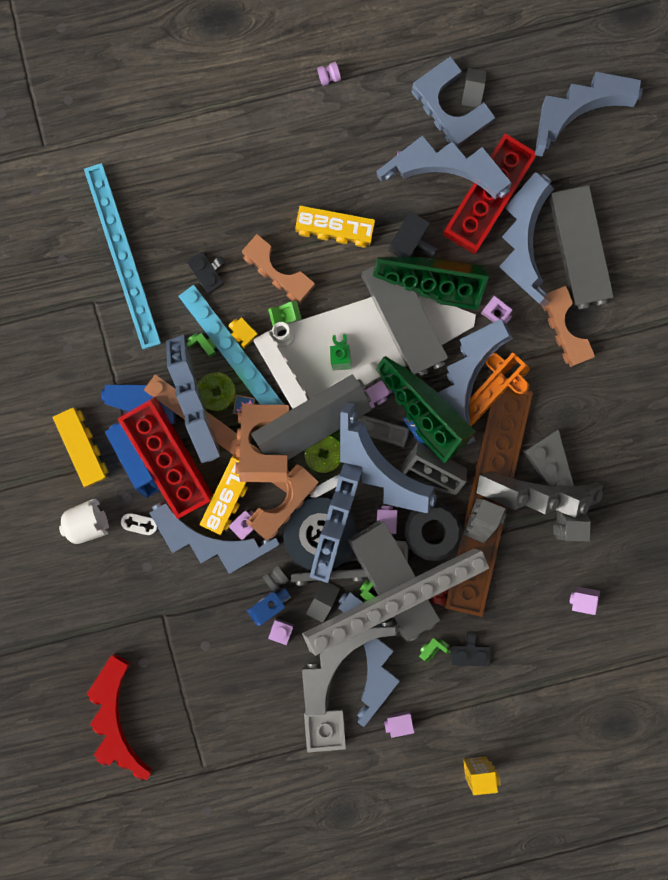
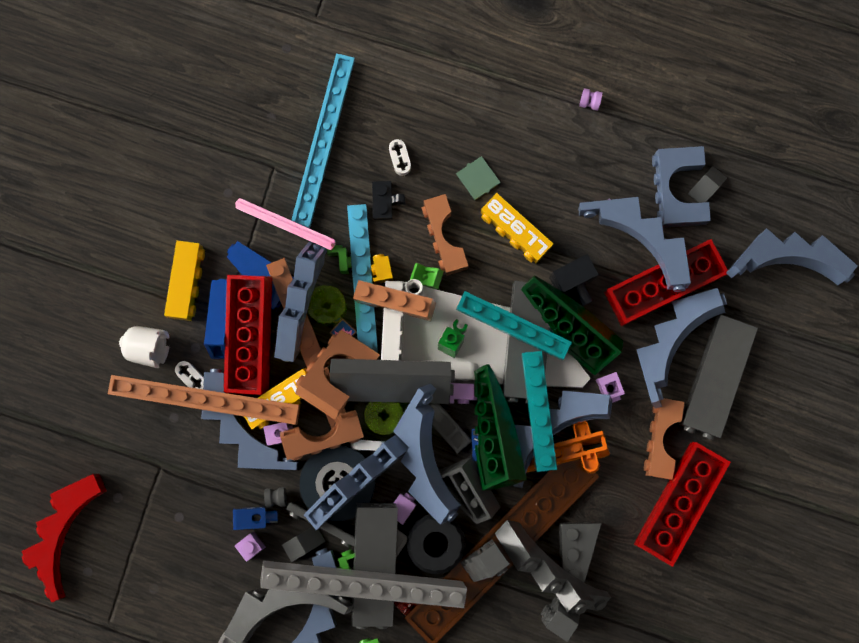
camera: 40 degrees right, 5 degrees down
(136, 344) = (285, 224): none -> bright pink axle
(164, 535) = (204, 399): none -> nougat plate
(199, 223) = (395, 158): none -> white beam
(272, 351) = (393, 299): none -> nougat arch
(274, 202) = (478, 178): none -> sand green piece
(385, 310) = (513, 325): none -> teal plate
(450, 368) = (539, 411): none -> teal plate
(614, 371) = (682, 503): none -> red brick

